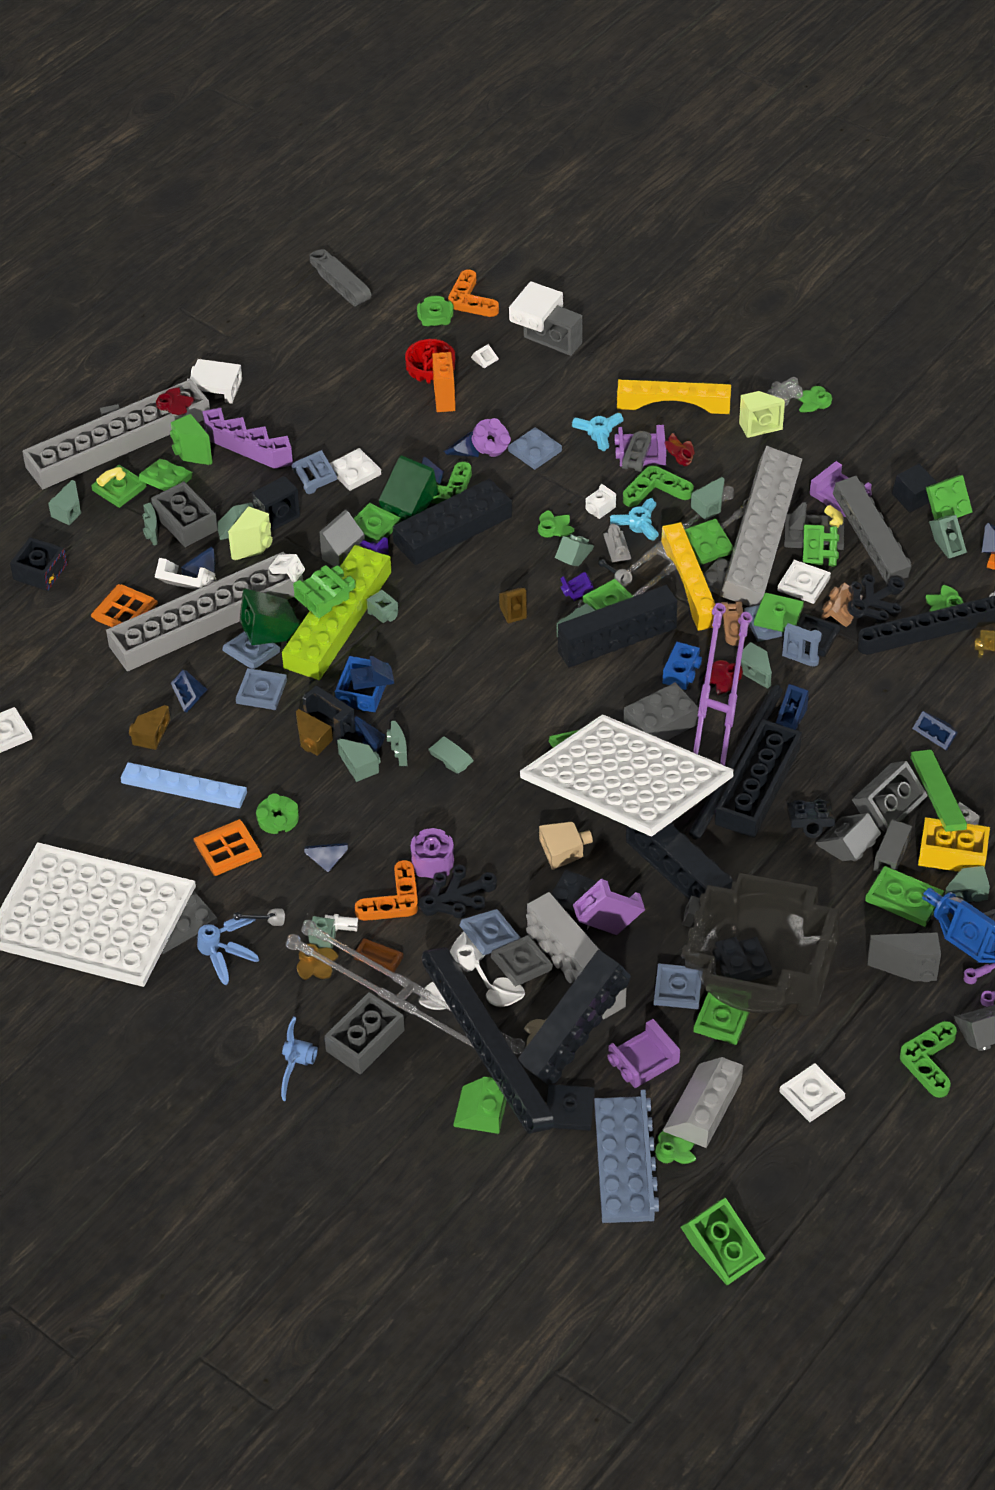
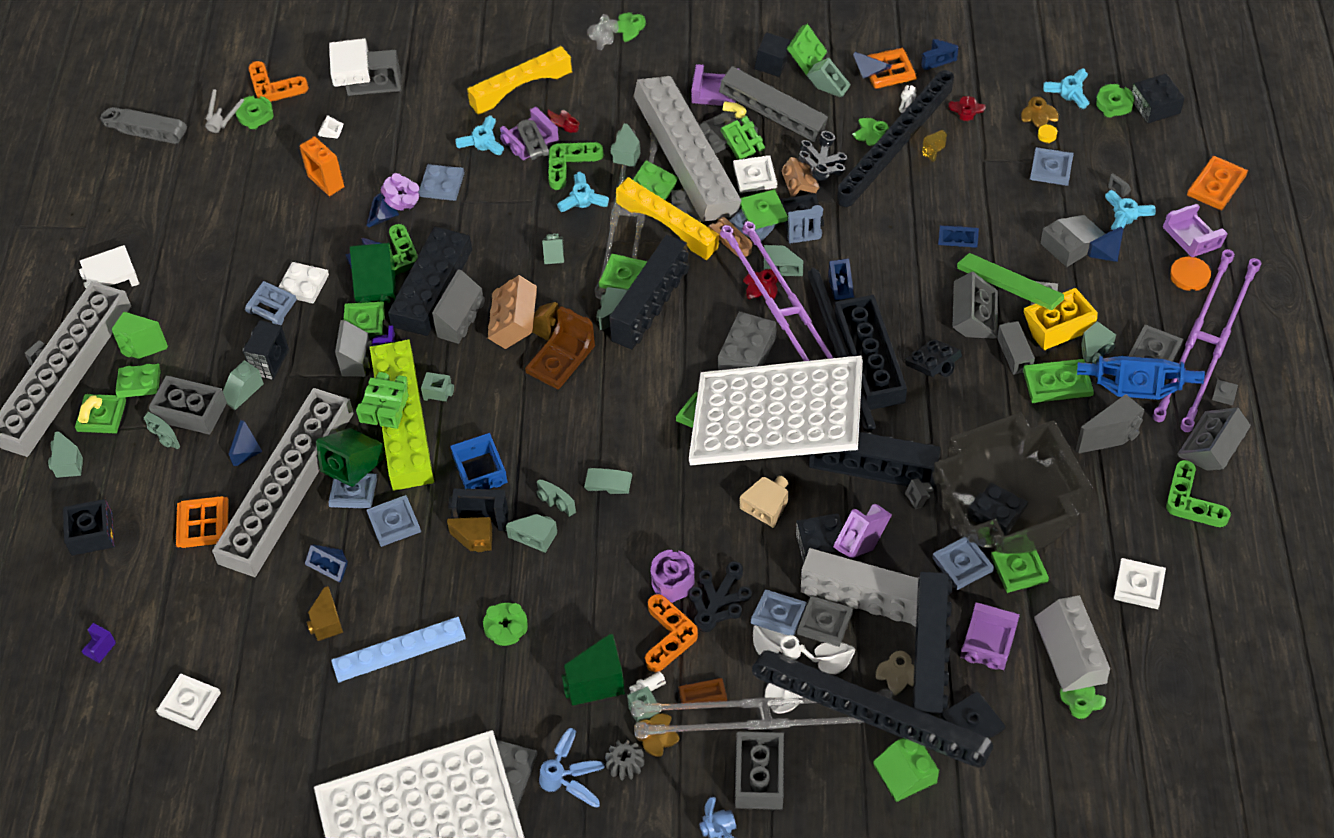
camera: 35 degrees left, 5 degrees up
(167, 573) = (222, 469): white panel -> none
(174, 402) = (96, 310): dark red plate -> none
(235, 860) = (470, 673): orange piece -> none
(249, 443) = (194, 309): medium lavender brick -> none
(250, 534) = (267, 388): yellowish green slope -> none
(273, 963) = (616, 757): none -> dark grey gear
(275, 917) = (584, 719): hinge -> none
(288, 564) = (331, 397): white bracket -> none
(305, 886) = (594, 673): none -> dark green slope
(327, 854) = (580, 631): slope -> none
(369, 735) = (523, 505): dark blue slope -> none
(372, 676) = (488, 451): dark blue slope -> none
(396, 303) = (215, 121): none -> light grey plant
(421, 353) = (282, 148): red gear -> none
(452, 552) = (457, 308): none -> dark grey slope
(490, 579) = (512, 312): none -> medium nougat brick
(507, 636) = (564, 350): none -> reddish brown bracket
(553, 525) = (516, 237): bright green plate -> none
(577, 587) = (583, 277): dark purple bracket -> none
(601, 501) = (538, 197): white brick -> none
(616, 544) = (581, 225): light grey hinge -> none
(622, 576) = (612, 248): light grey hinge -> none
(625, 1159) = (1056, 734): sand blue bracket -> none
(682, 665) = (725, 295): blue brick -> none
(723, 1241) = (1190, 752): bright green slope -> none
(761, 413) = (603, 57): yellowish green slope -> none
(797, 518) = (709, 124): dark grey slope -> none
(850, 837) = (979, 358): dark grey slope -> none

